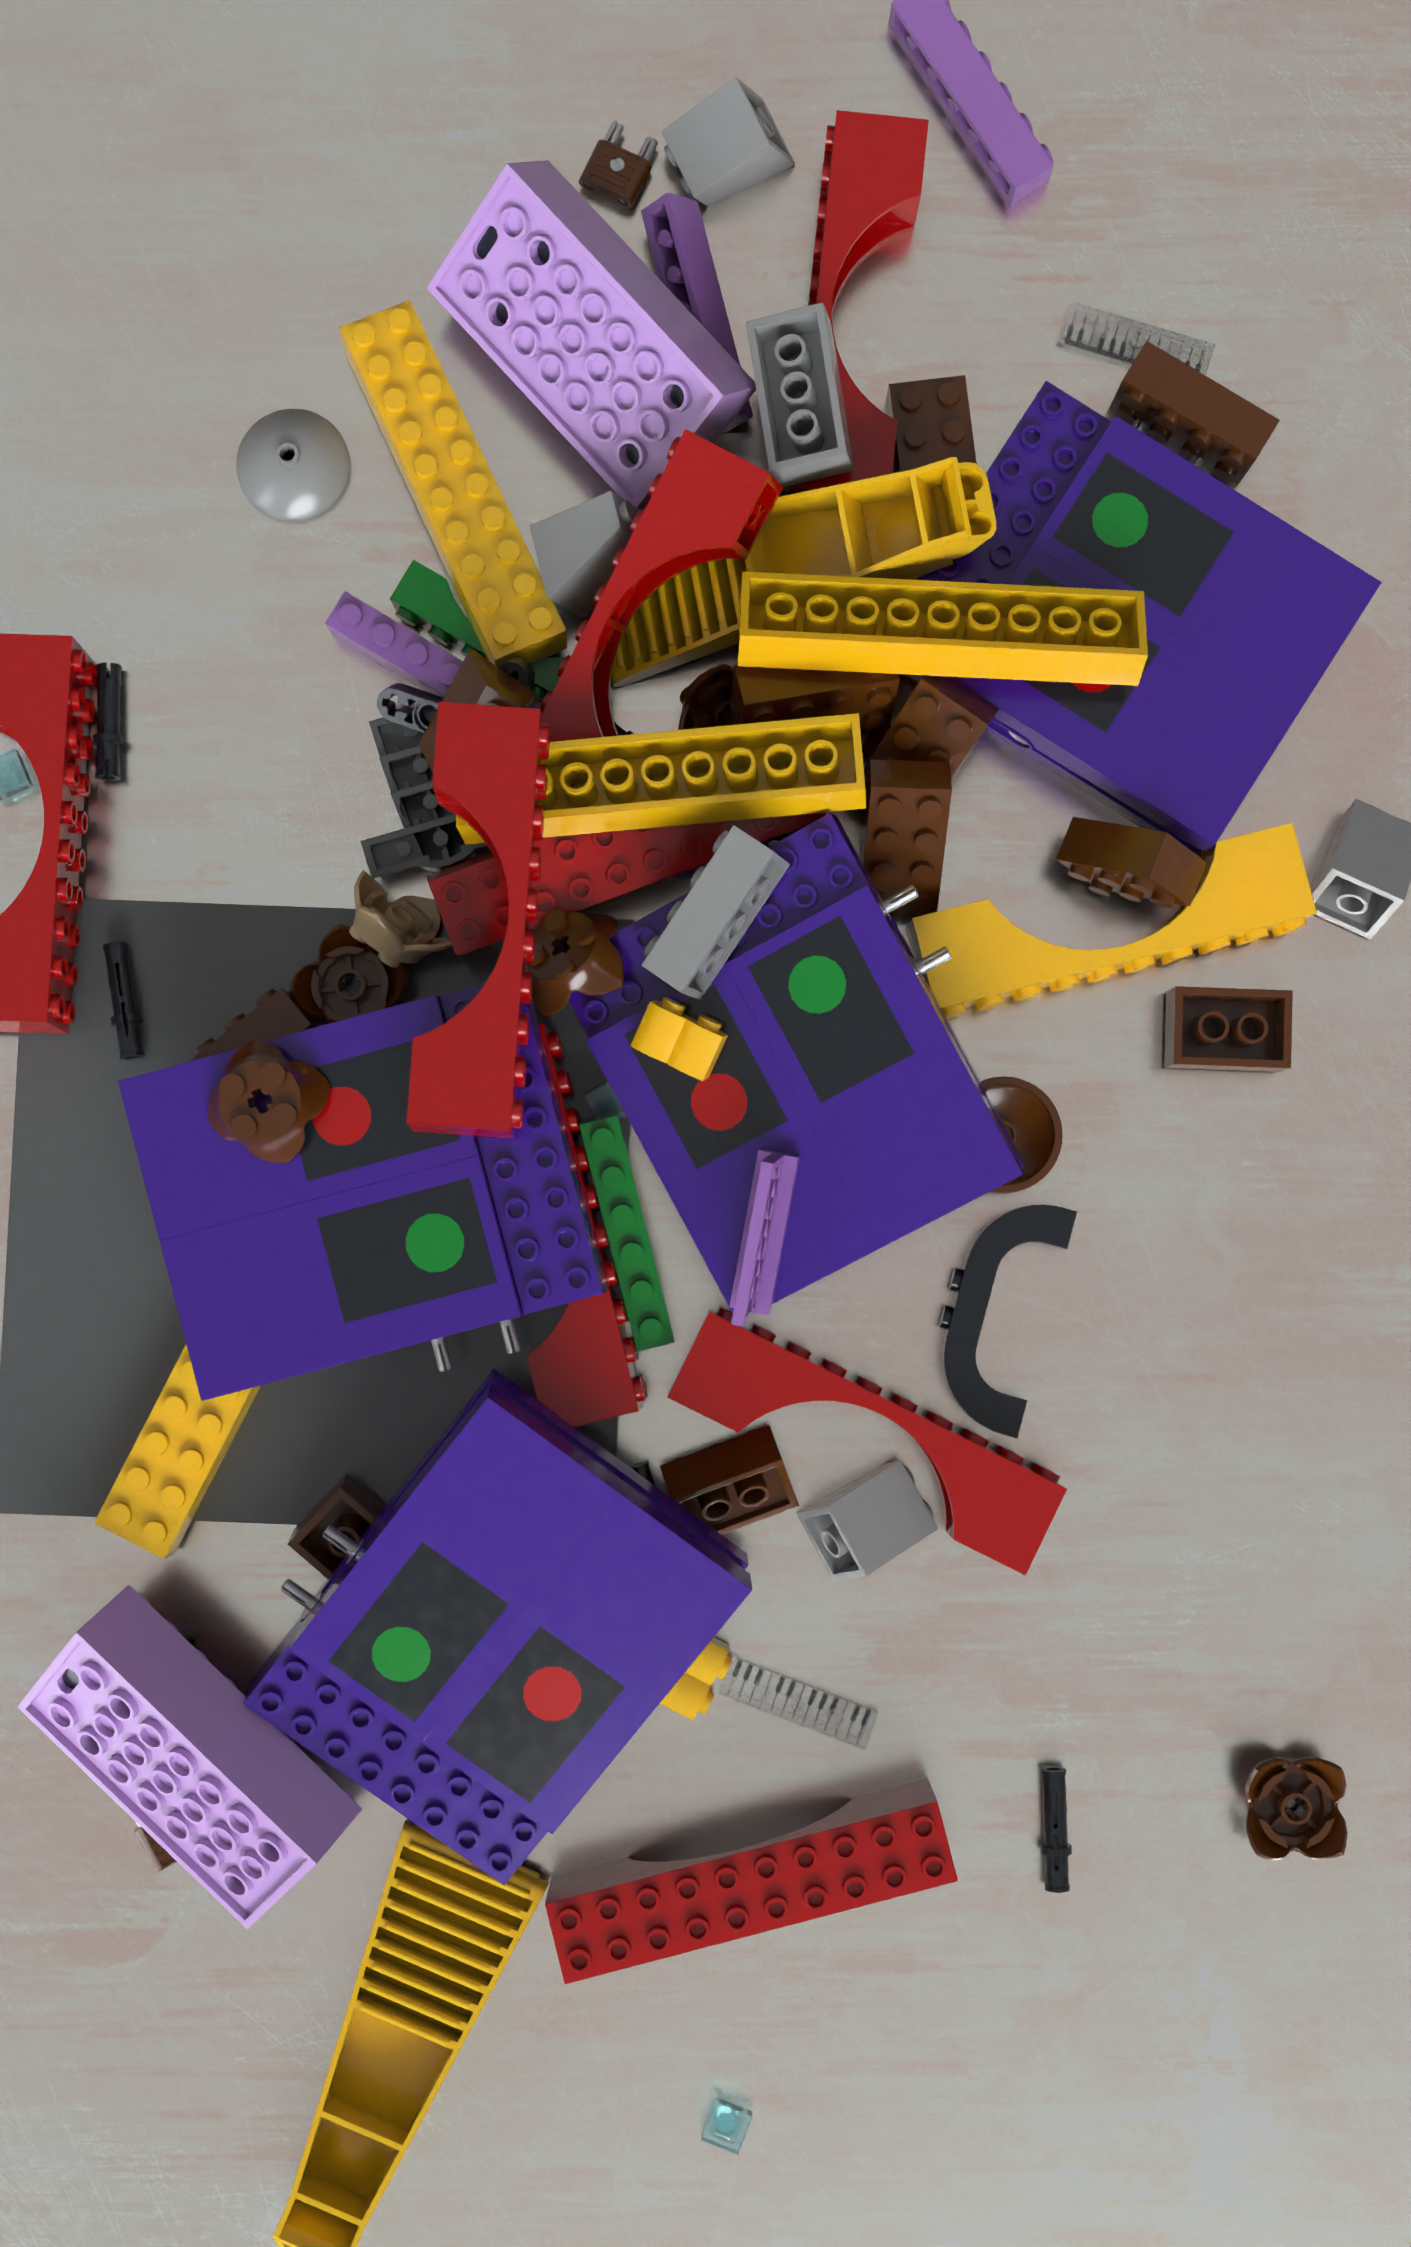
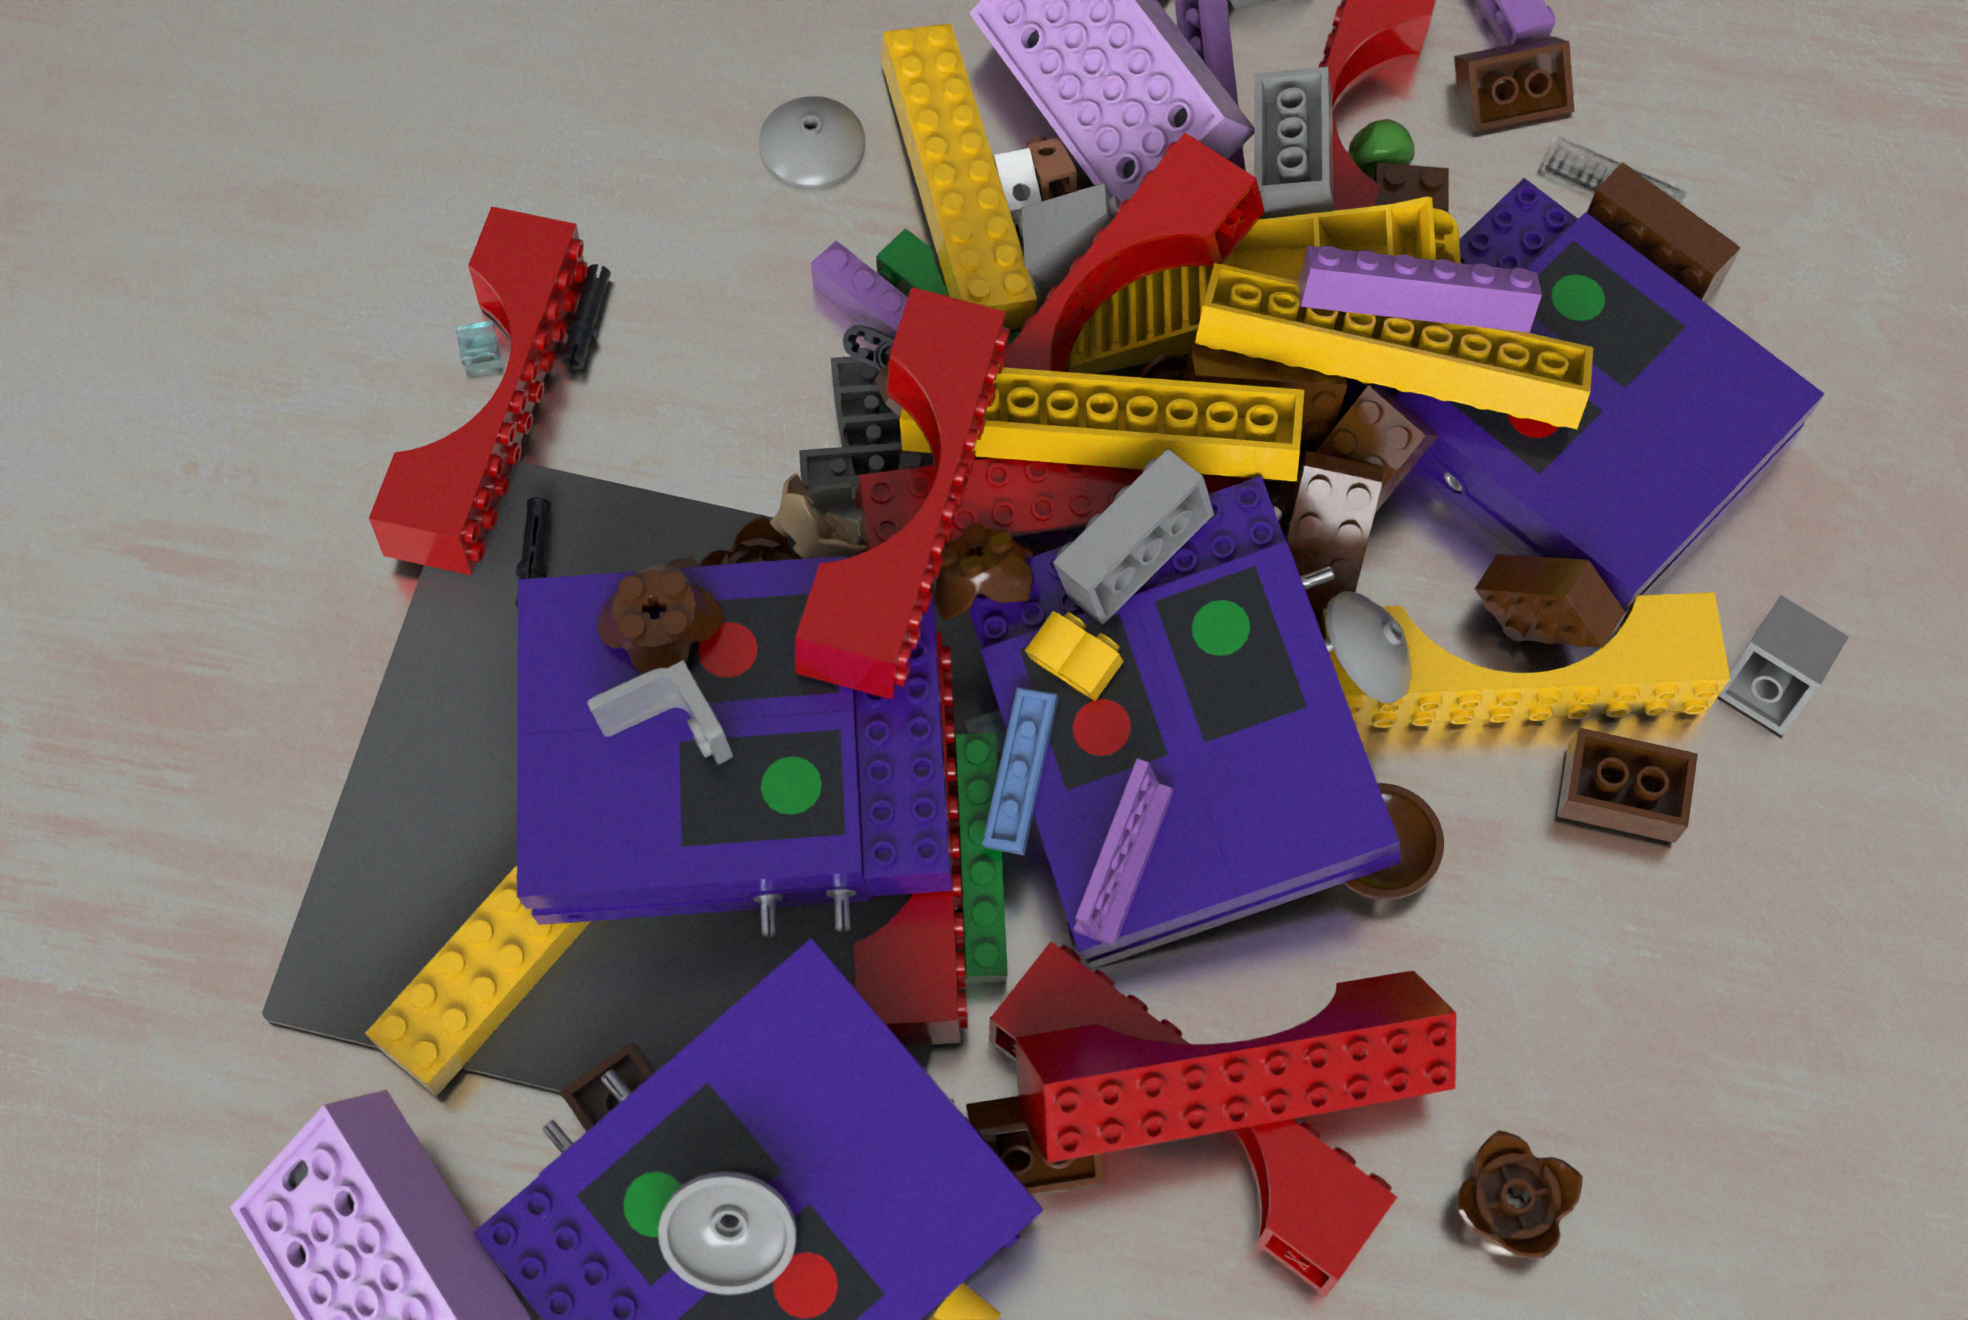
camera: 10 degrees right, 20 degrees down
(339, 1211) = (654, 694): none -> light grey piece
(472, 1677) = (721, 1251): none -> light grey dish
(518, 483) = (1018, 182): none -> white torso
(551, 465) = (1053, 166): none -> nougat torso
(649, 1158) = (1020, 771): none -> medium blue tile
(791, 1457) = (1113, 1092): none -> red arch
(868, 1521) = (1174, 1207): light grey slope -> none
(889, 357) = (1381, 143): none -> bright green piece
(958, 567) = (1419, 289): none -> medium lavender brick
(963, 964) = (1369, 646): none -> light grey dish
(965, 1316) = (1385, 937): black arch -> none
(1020, 245) = (1515, 83): none -> reddish brown slope
(1191, 1476) = (1546, 1184): none -> reddish brown brick

